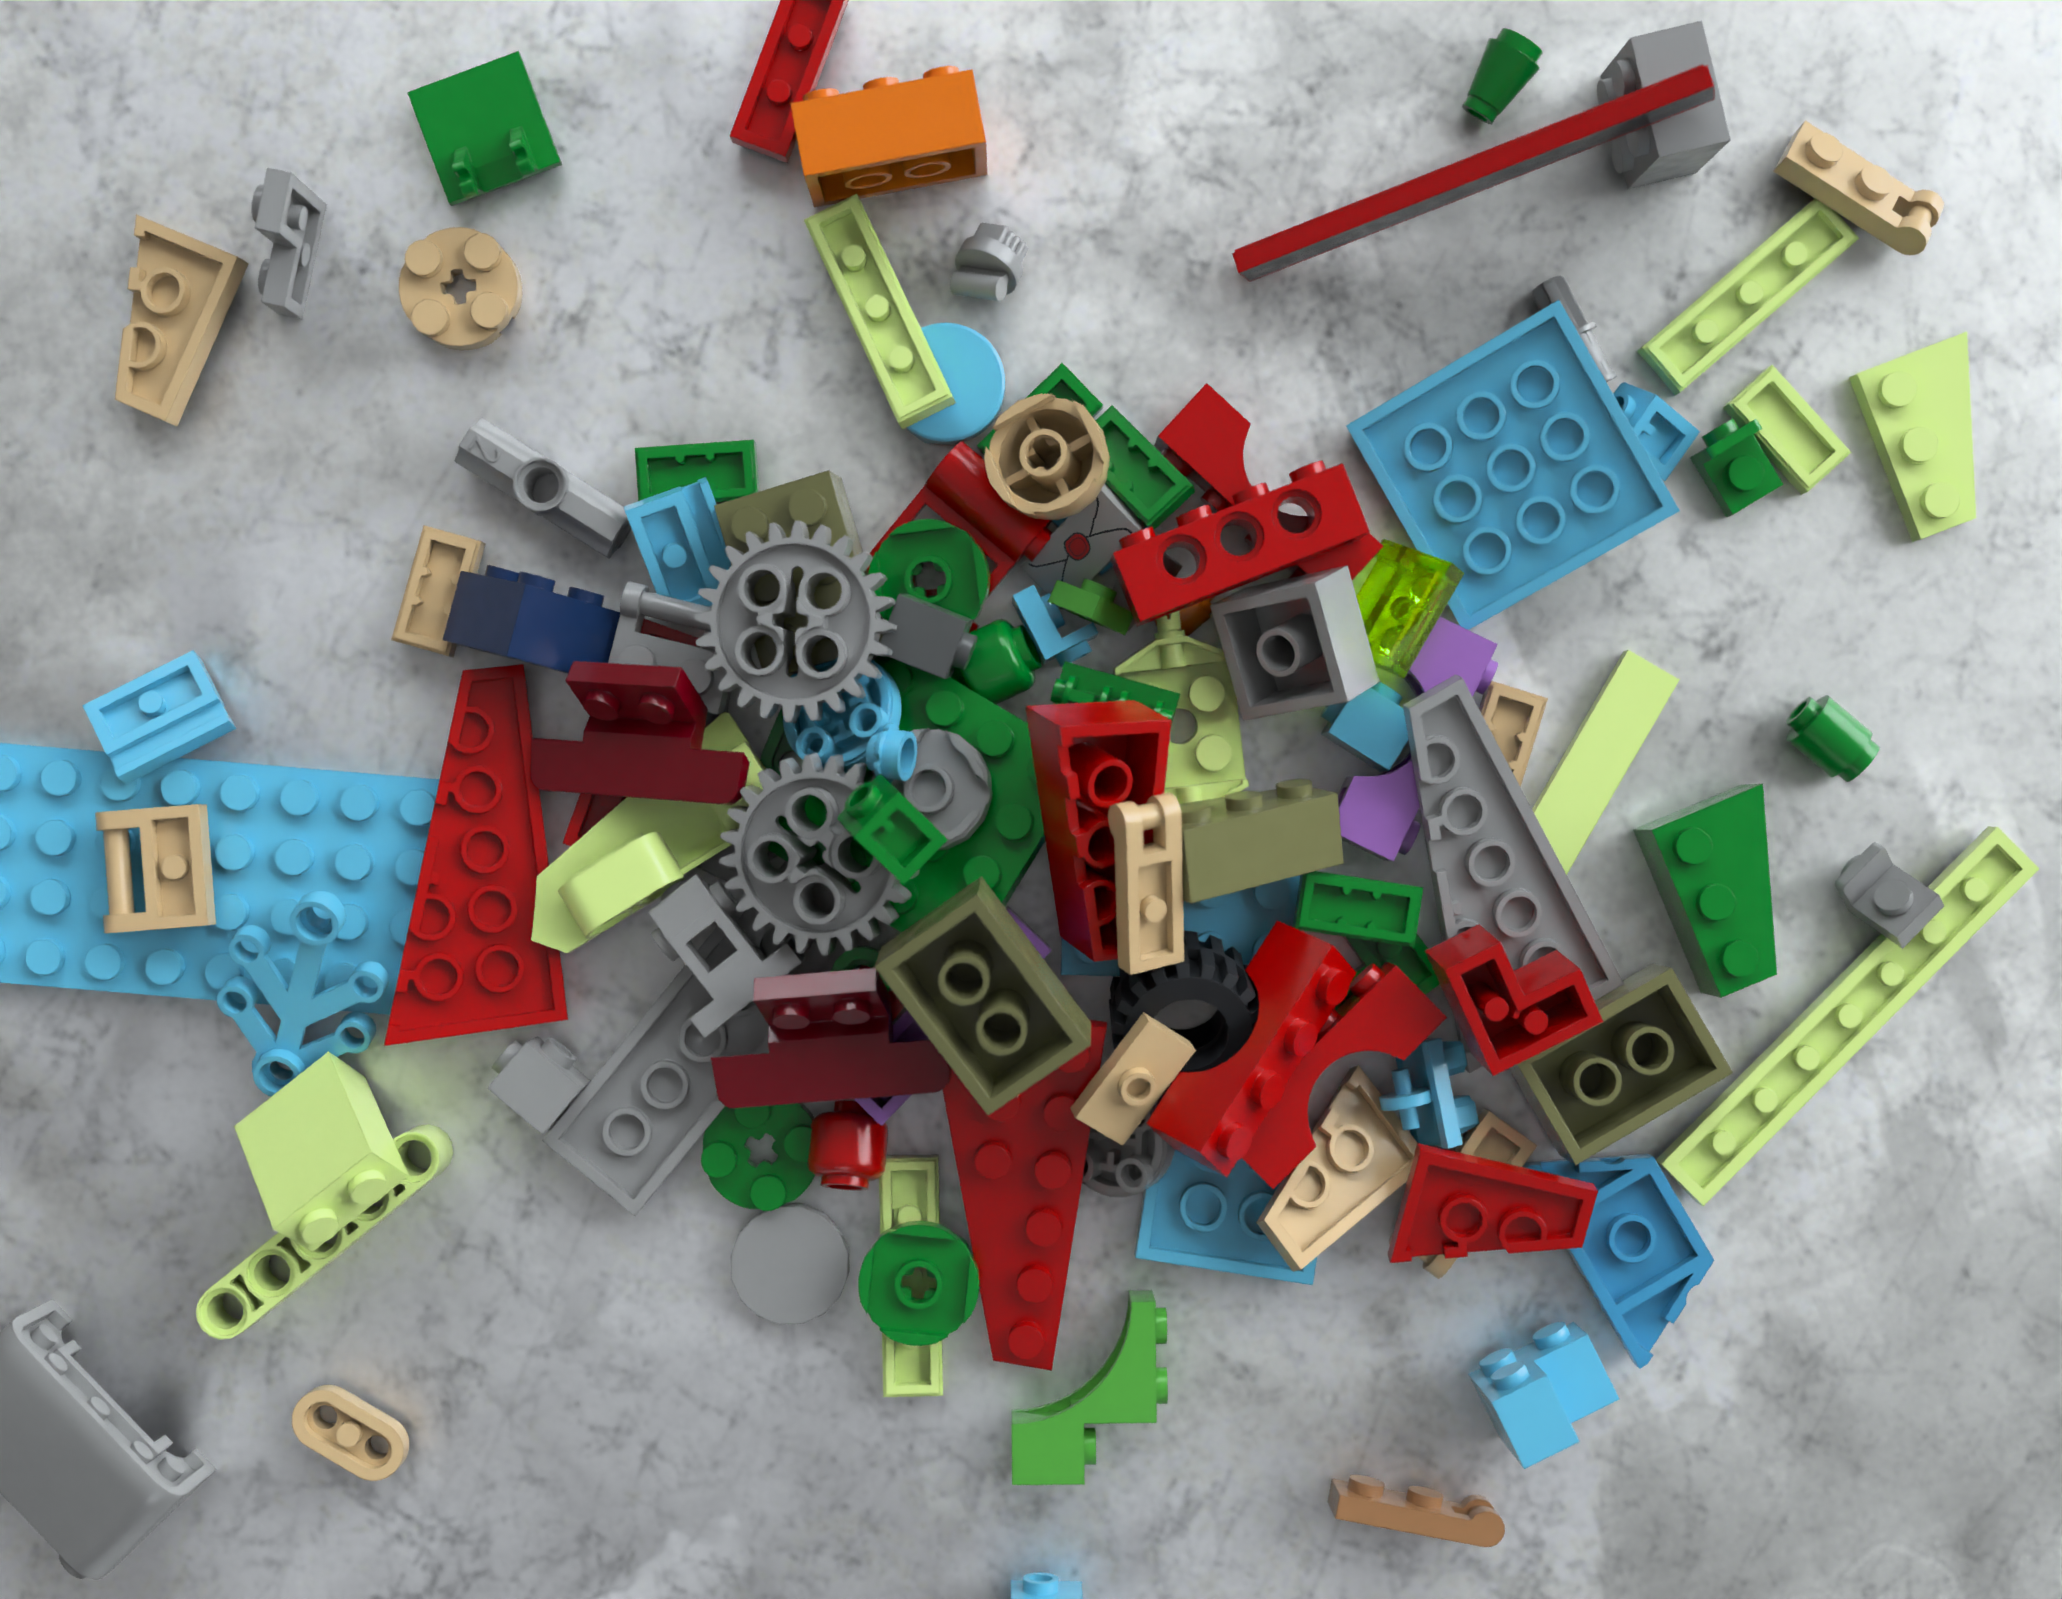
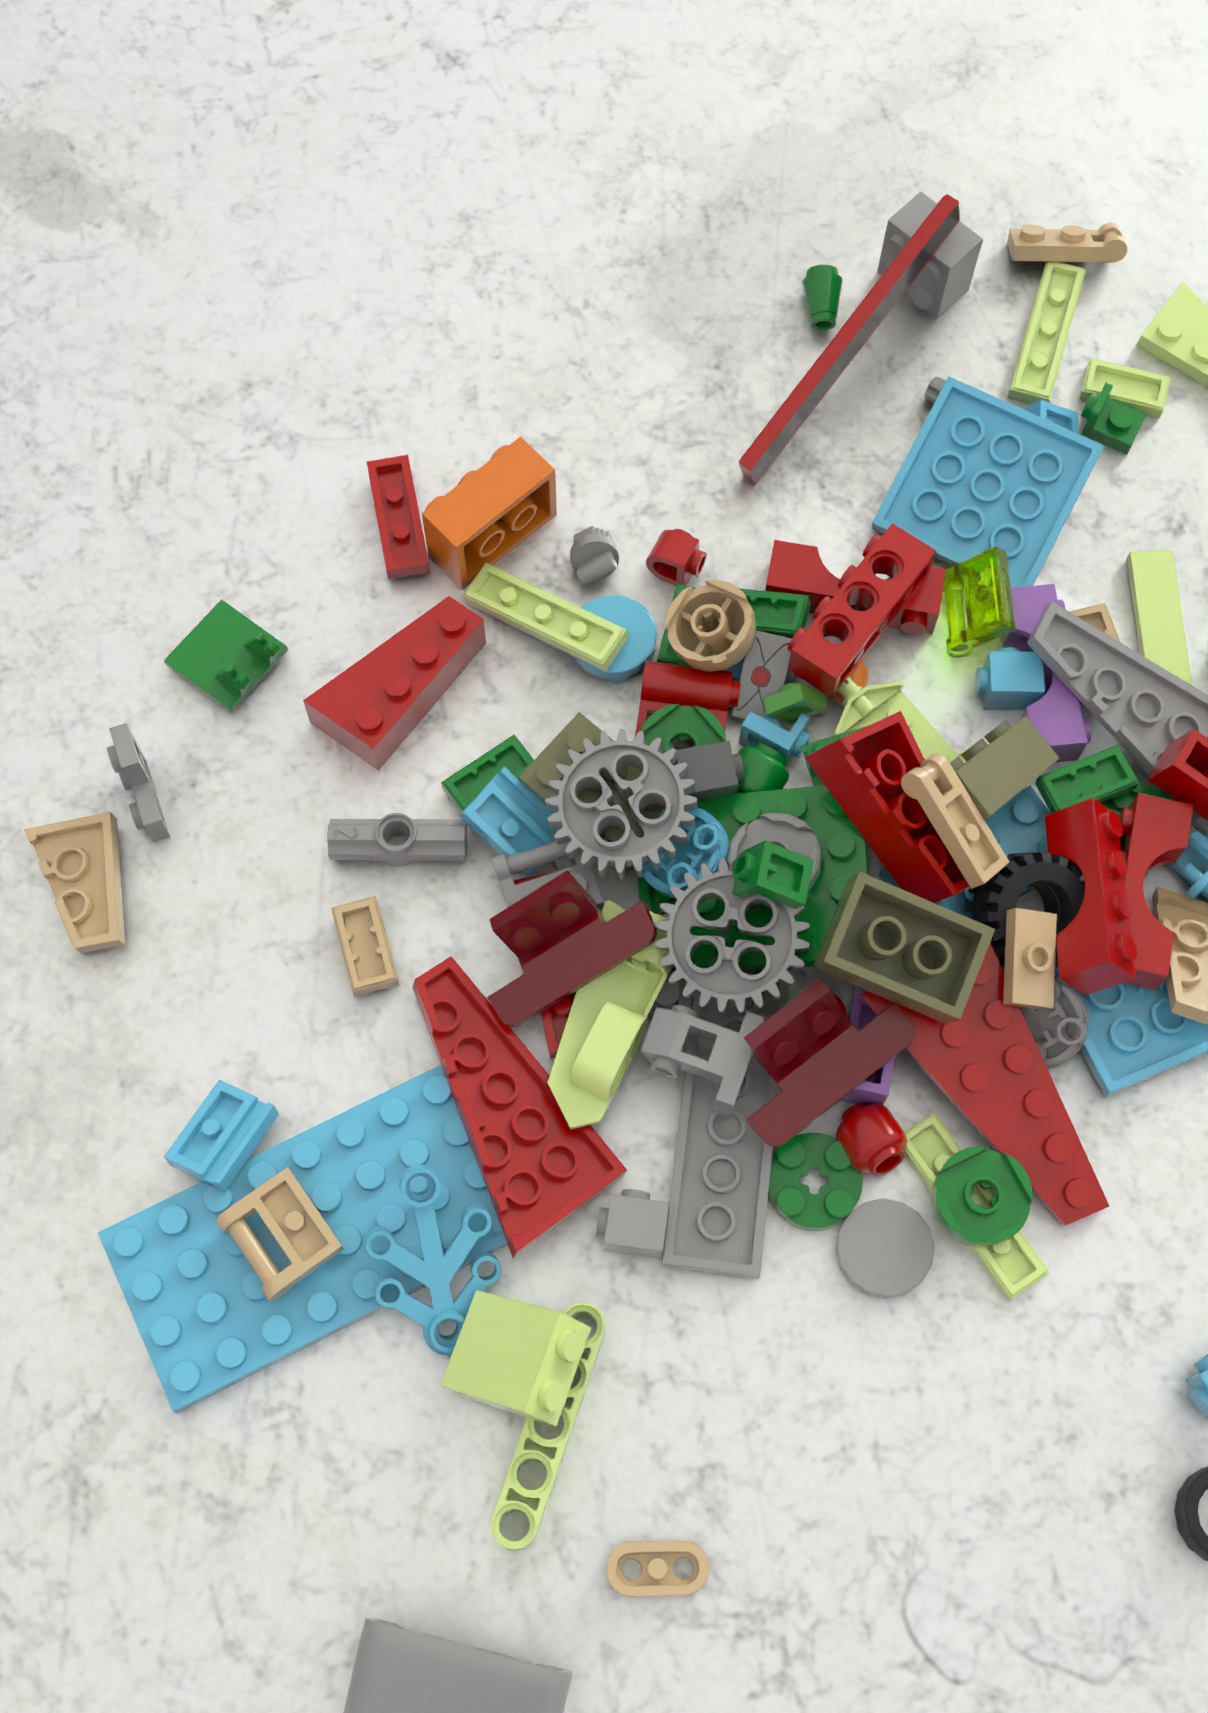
camera: 35 degrees left, 20 degrees down
(434, 264) = (262, 780): tan plate -> none
(528, 622) = (439, 920): dark blue brick -> none
(658, 292) = (397, 683): none -> red wedge
(892, 753) = (735, 841): medium azure plate -> none
(1051, 1438) = (1164, 1182): bright green arch -> none
(1085, 326) = (676, 557): none -> red plate
(1295, 643) = (935, 648): light grey brick -> none

